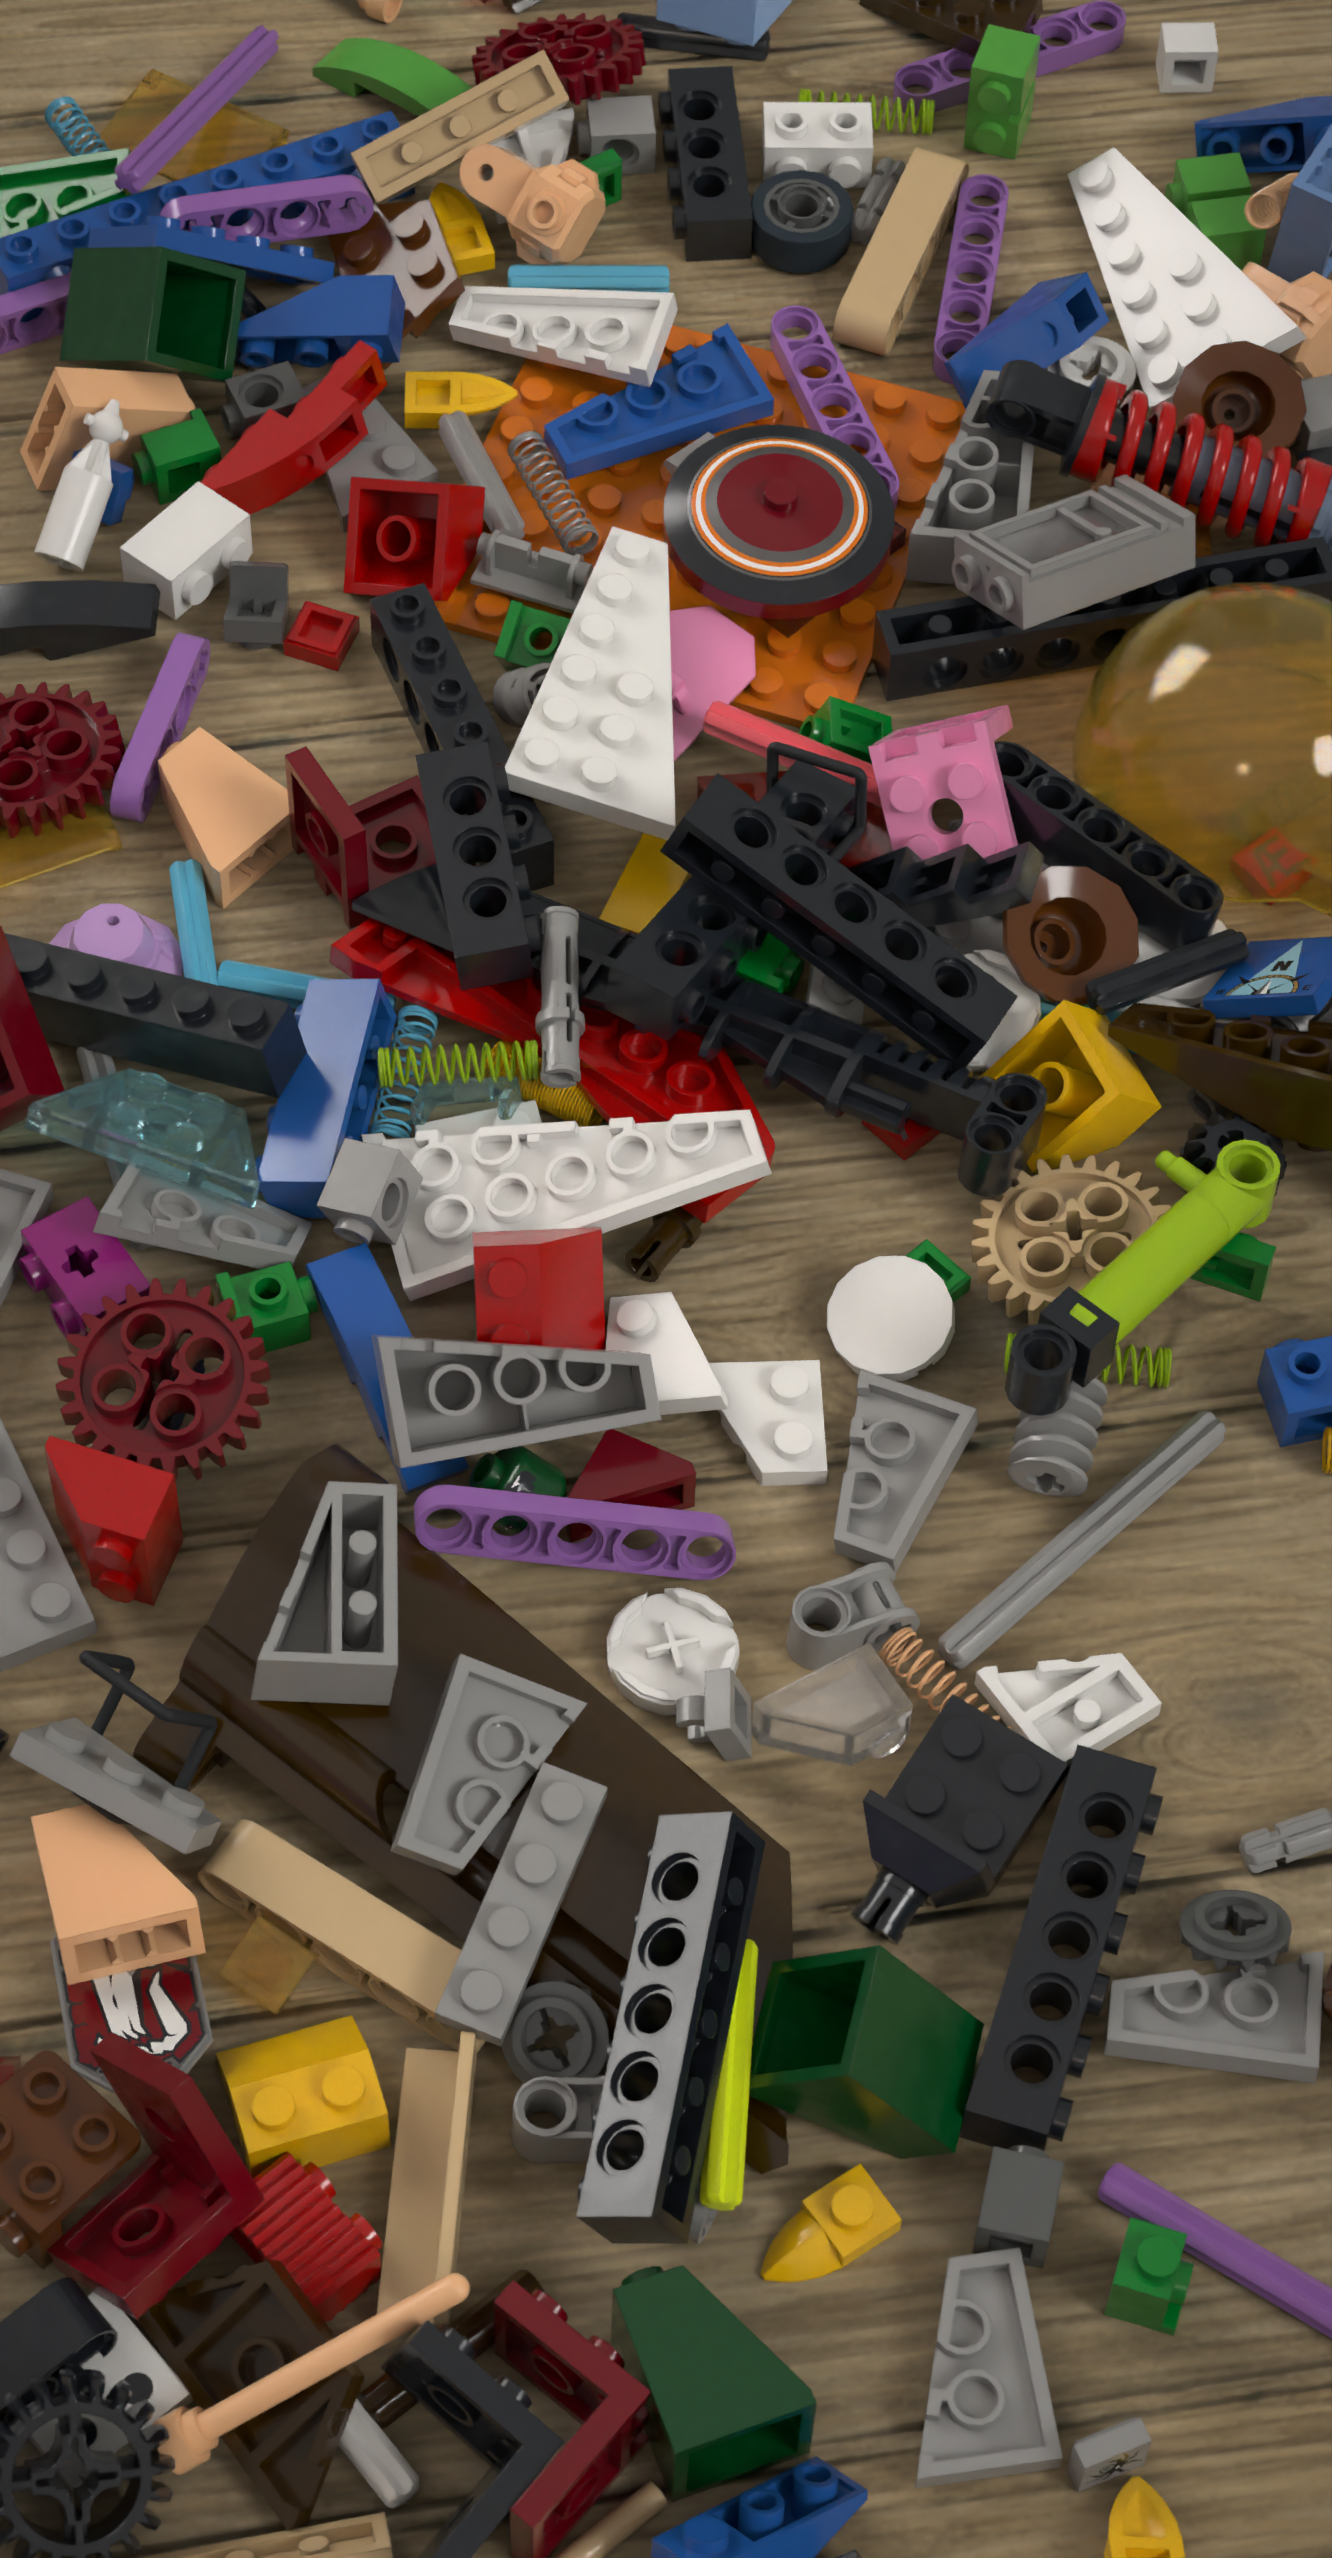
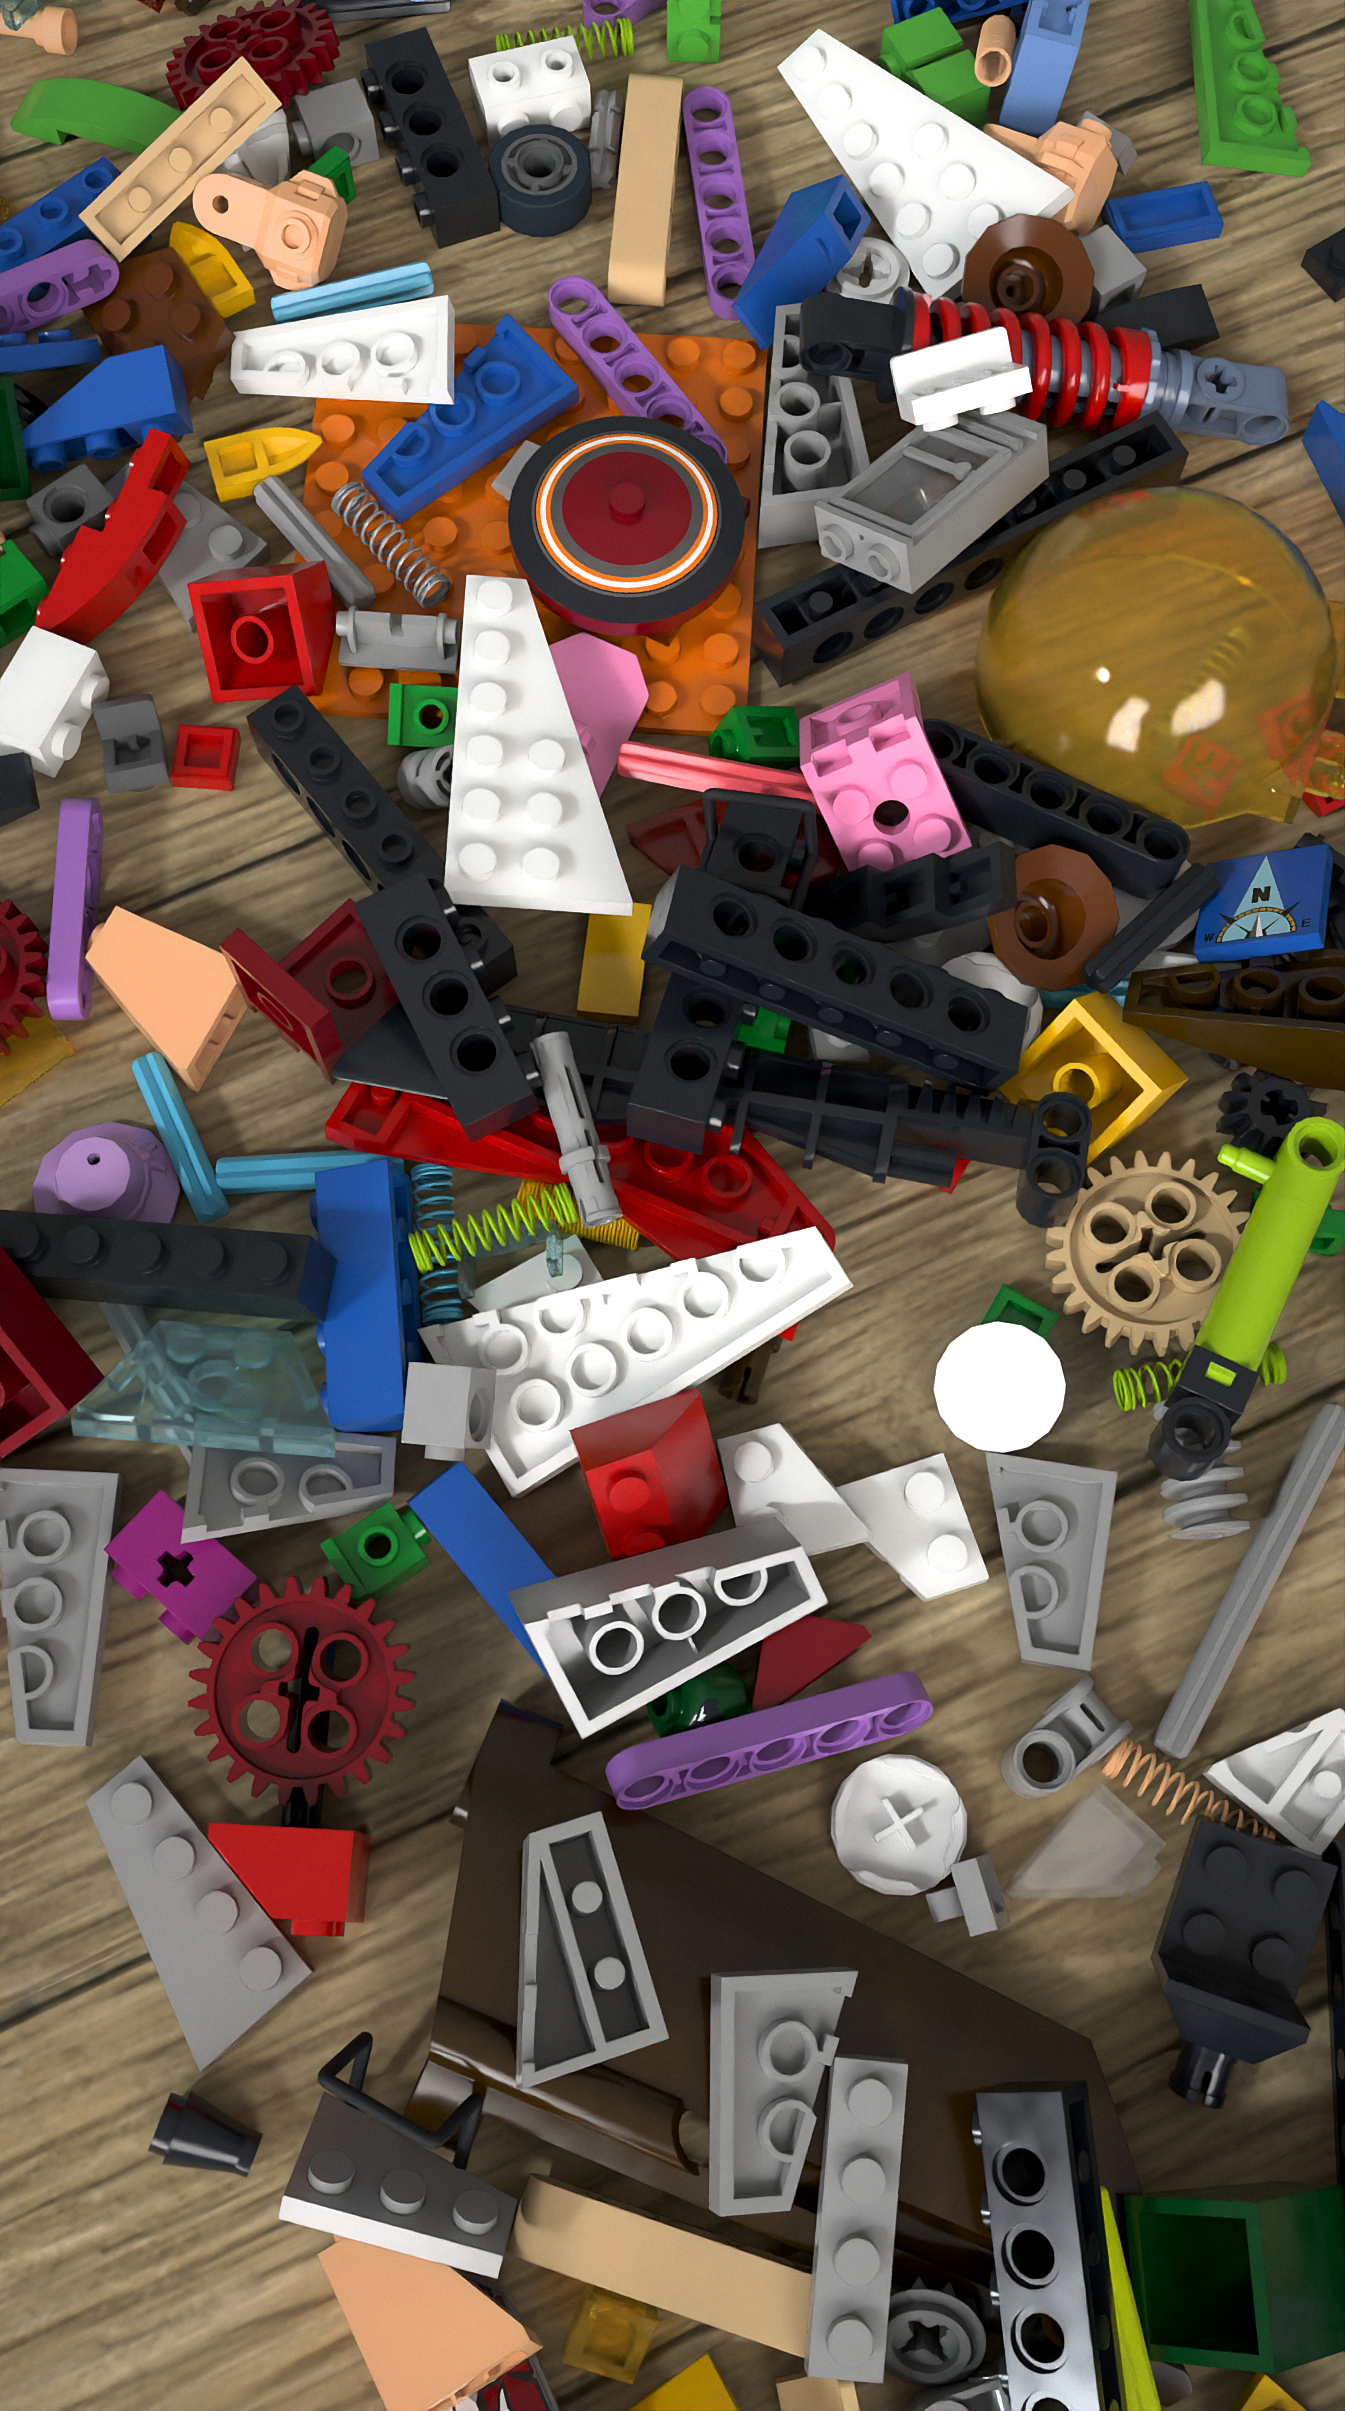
camera: 15 degrees left, 15 degrees up
(1125, 454) = (958, 377): none -> white bracket

